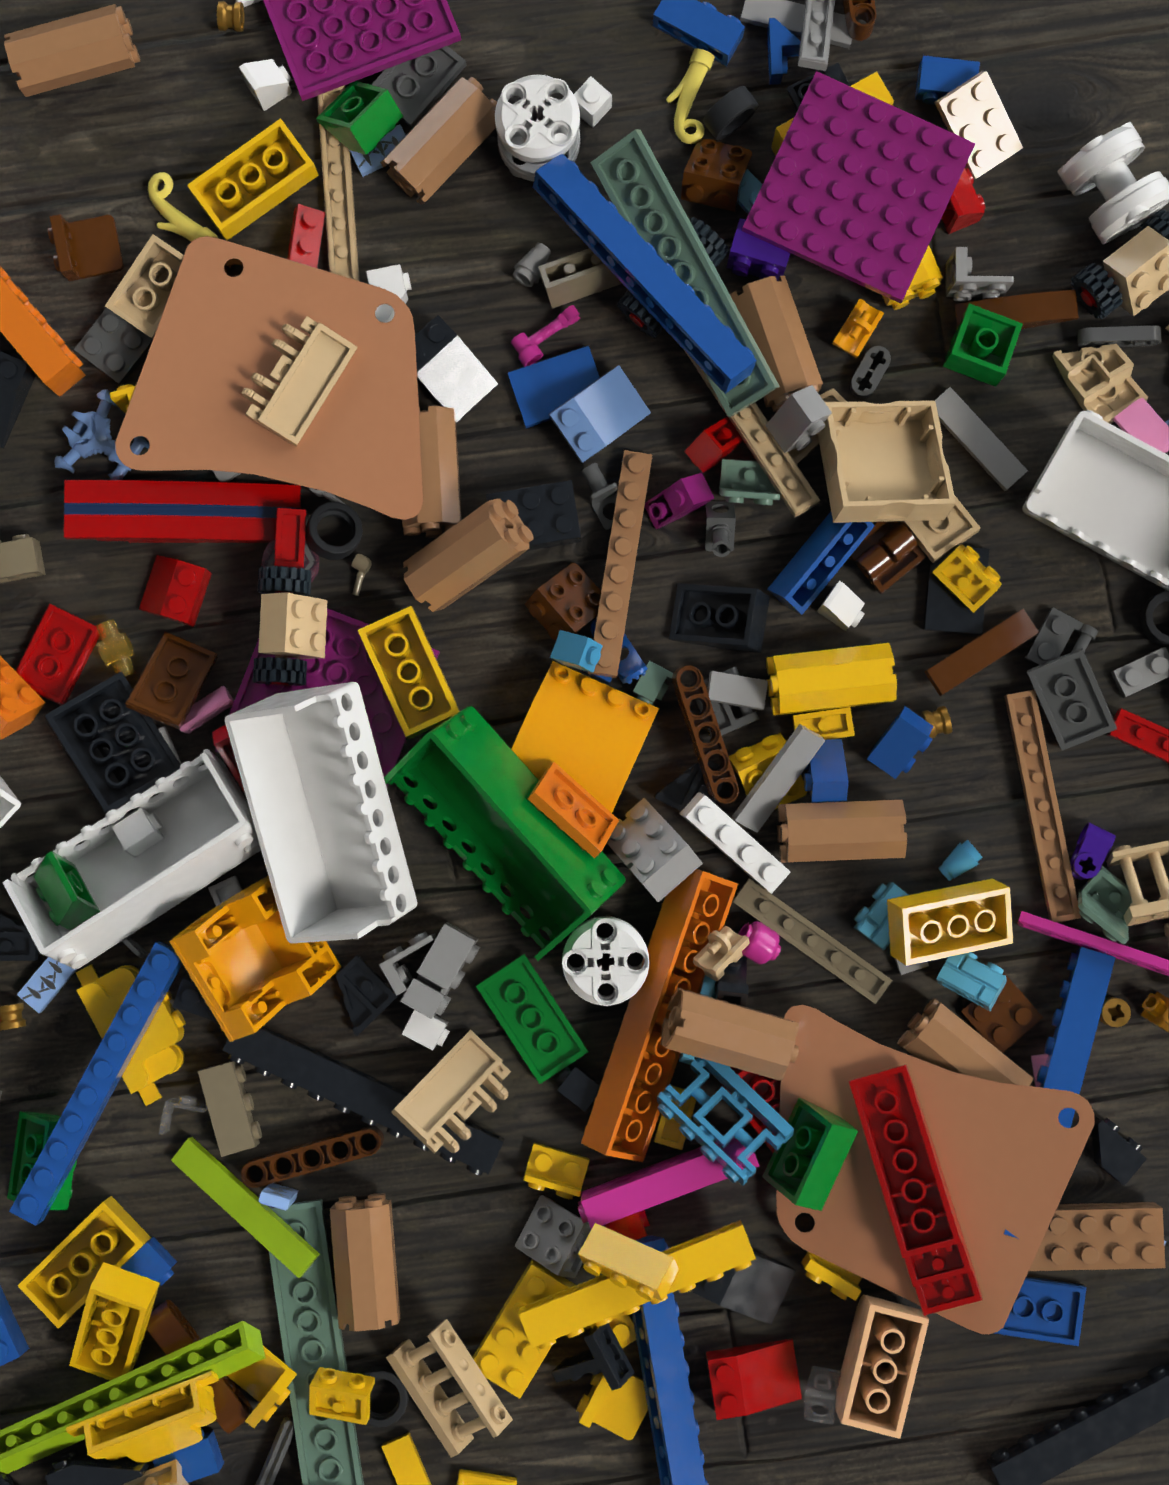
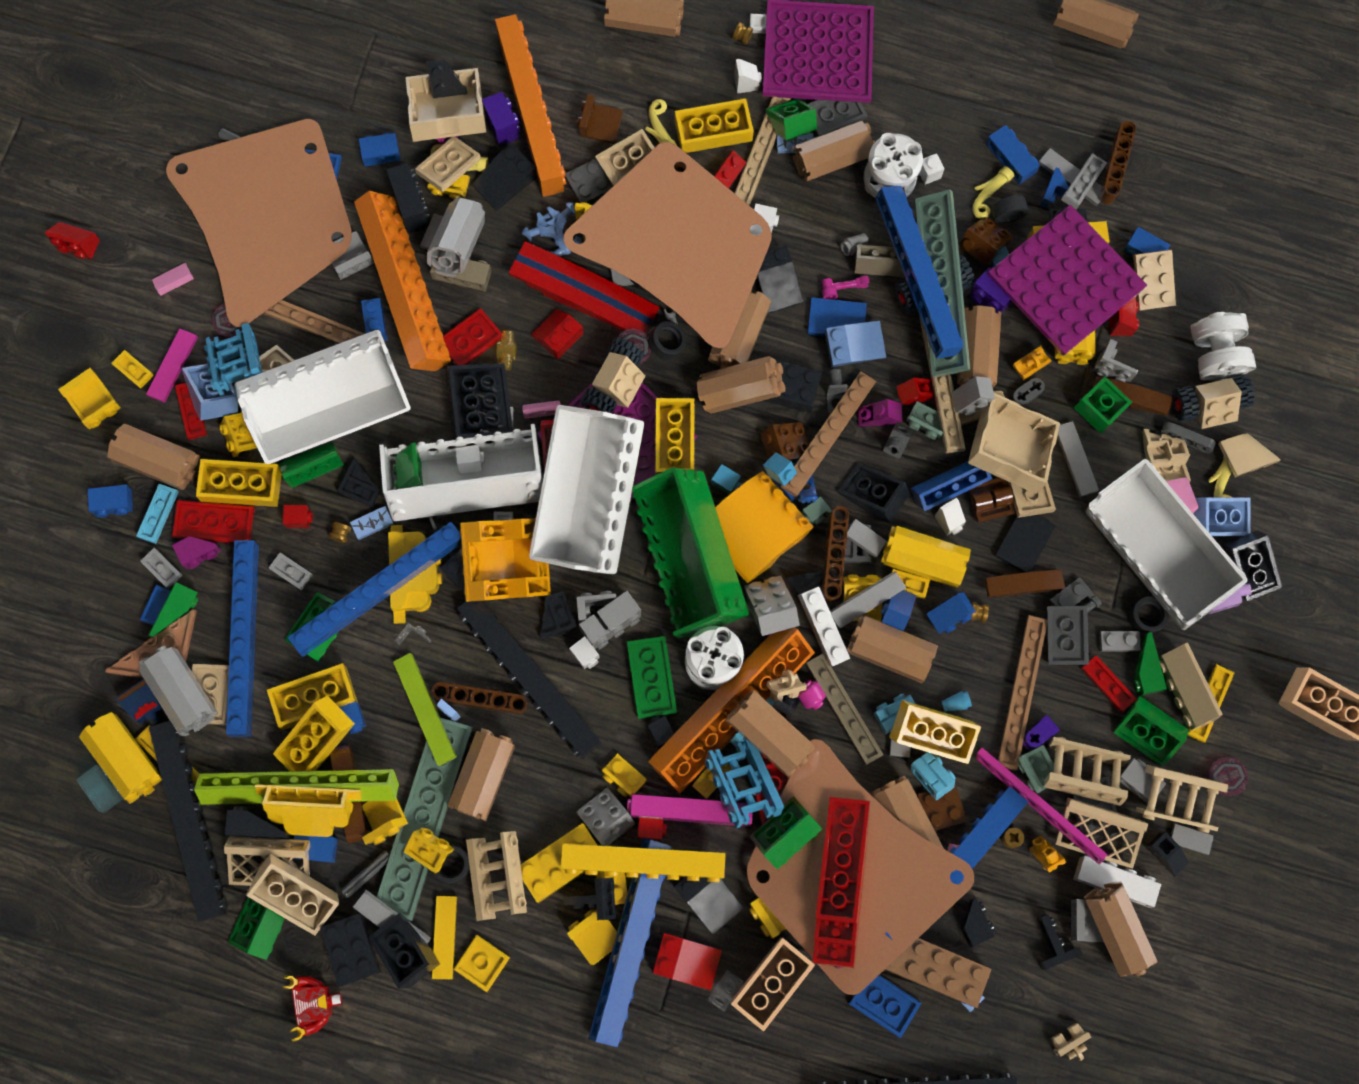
camera: 15 degrees right, 10 degrees down
(171, 680) = (531, 382): reddish brown tile -> none
(230, 1107) = (444, 646): dark tan brick -> none
(290, 537) = (641, 329): red tile -> none
(302, 381) = (692, 242): tan hinge -> none
(362, 564) = (674, 369): dark tan hand -> none
(452, 1089) = (584, 694): tan hinge -> none
(509, 695) = (726, 480): none -> dark azure brick
(573, 810) = (736, 557): orange plate -> none
(628, 1263) = (645, 841): yellow brick -> none
(968, 577) = (1035, 534): yellow bracket -> none

